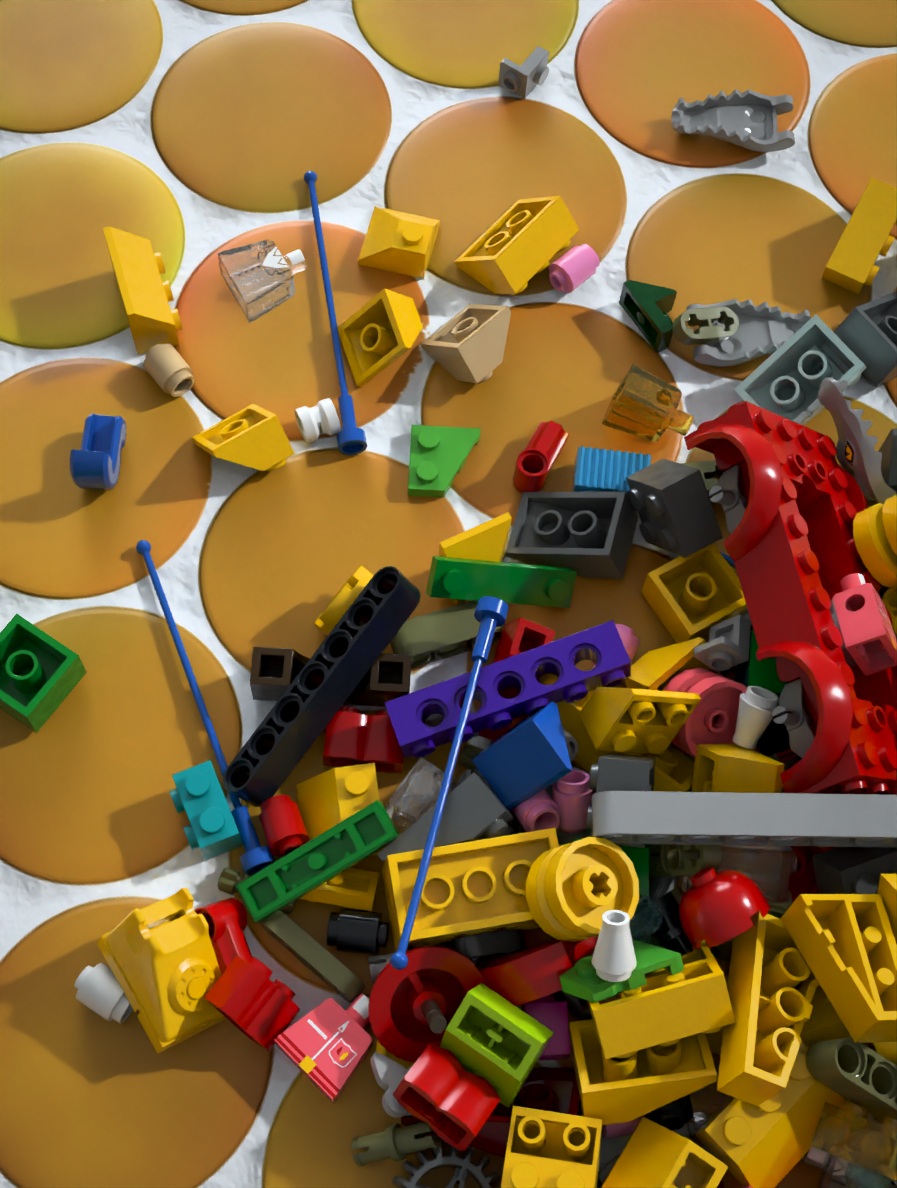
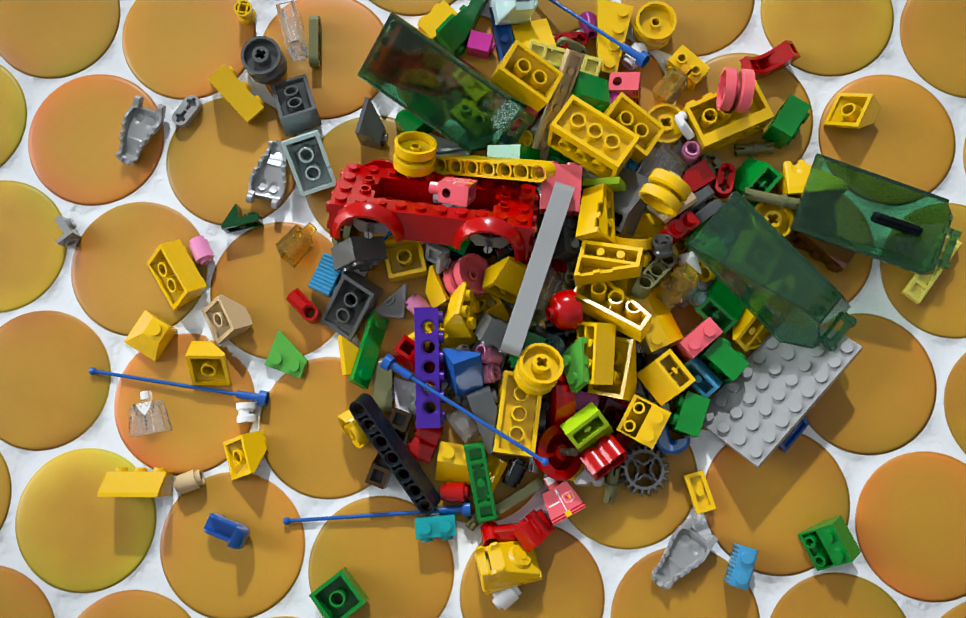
camera: 60 degrees left, 15 degrees up
(597, 606) = (394, 305): none -> light grey tile
(614, 949) = (571, 365): white cone -> none
(706, 332) = (257, 196): olive beam -> none
(753, 715) = (476, 256): white cone -> none
(799, 180) = (187, 111): none -> light grey beam
(854, 446) = (355, 153): light grey animal -> none

